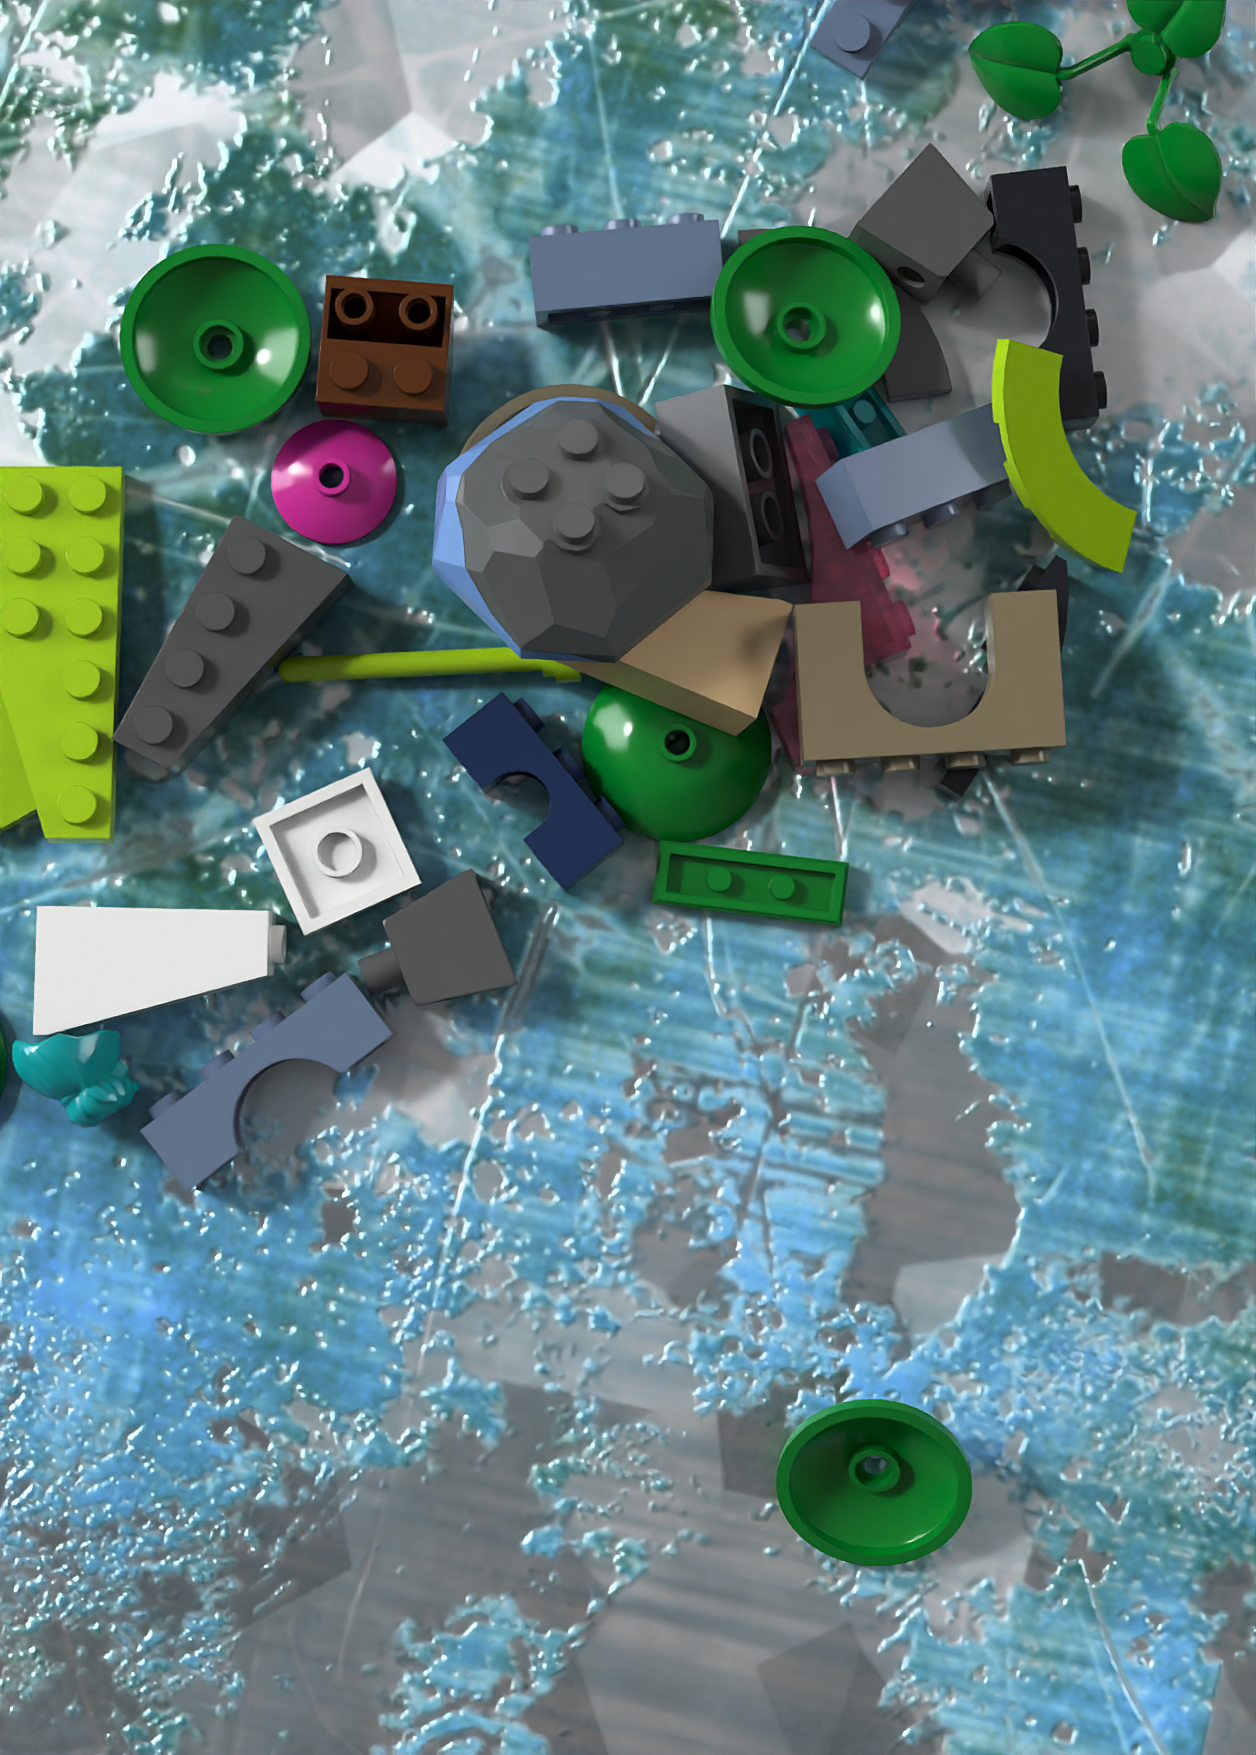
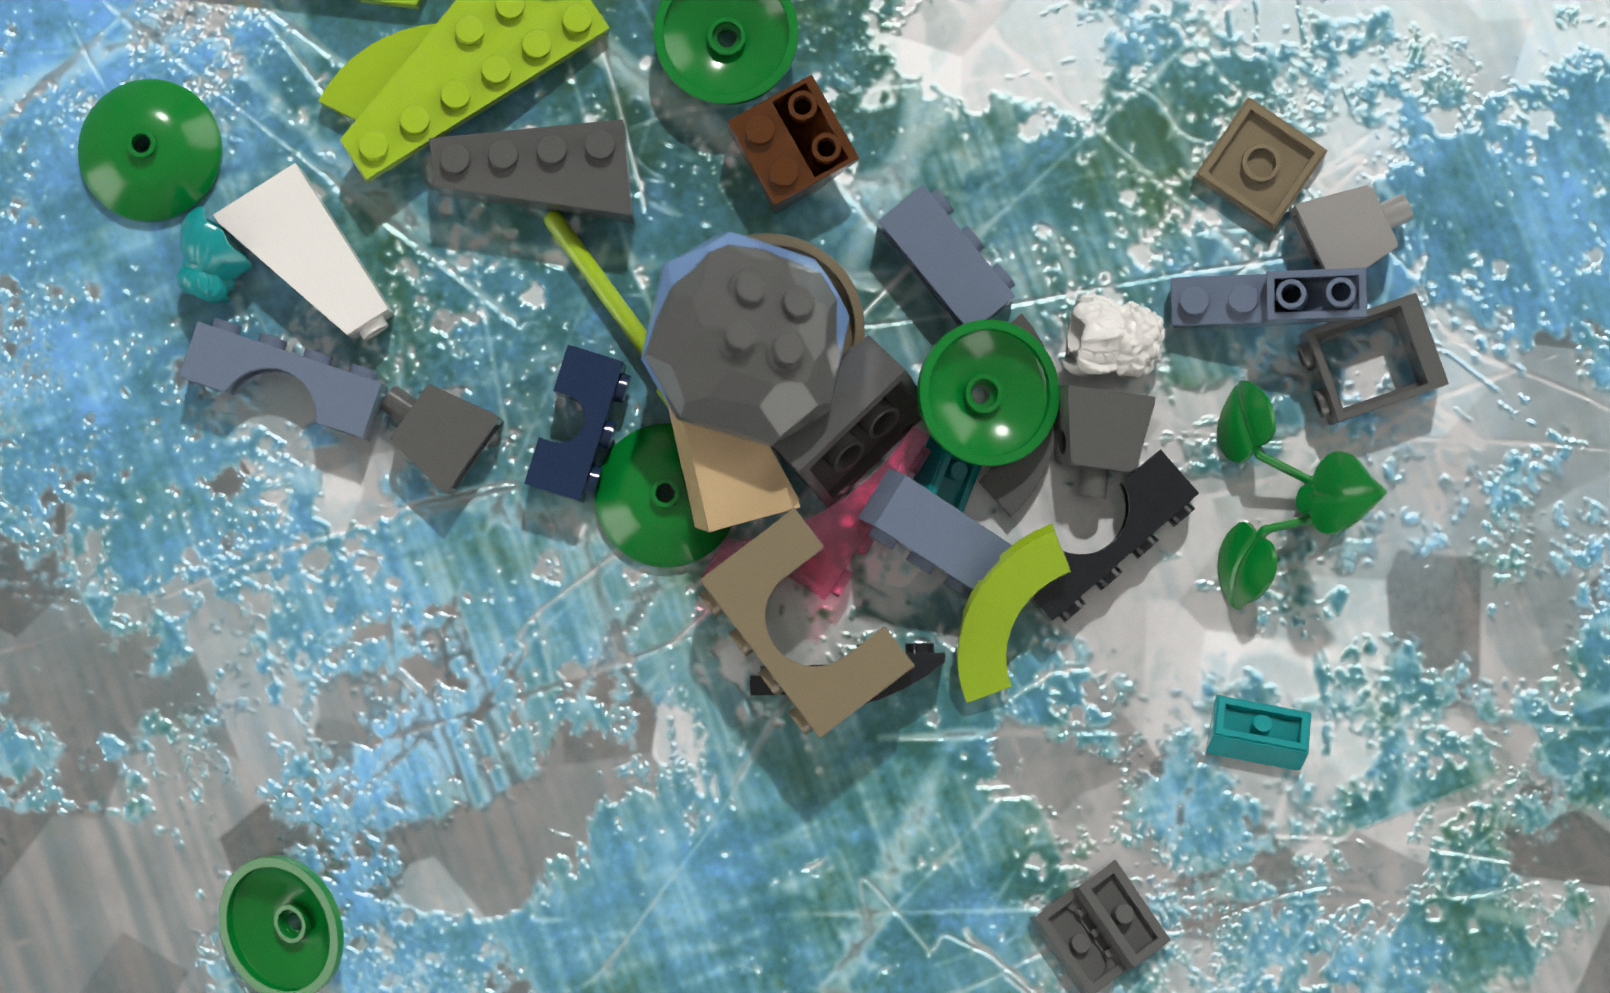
camera: 55 degrees right, 0 degrees up
(337, 852) = (457, 326): white plate -> none
(341, 512) = (697, 190): dark pink dish -> none
(750, 883) = (611, 599): green tile -> none
(832, 149) = (1113, 338): none -> white hair

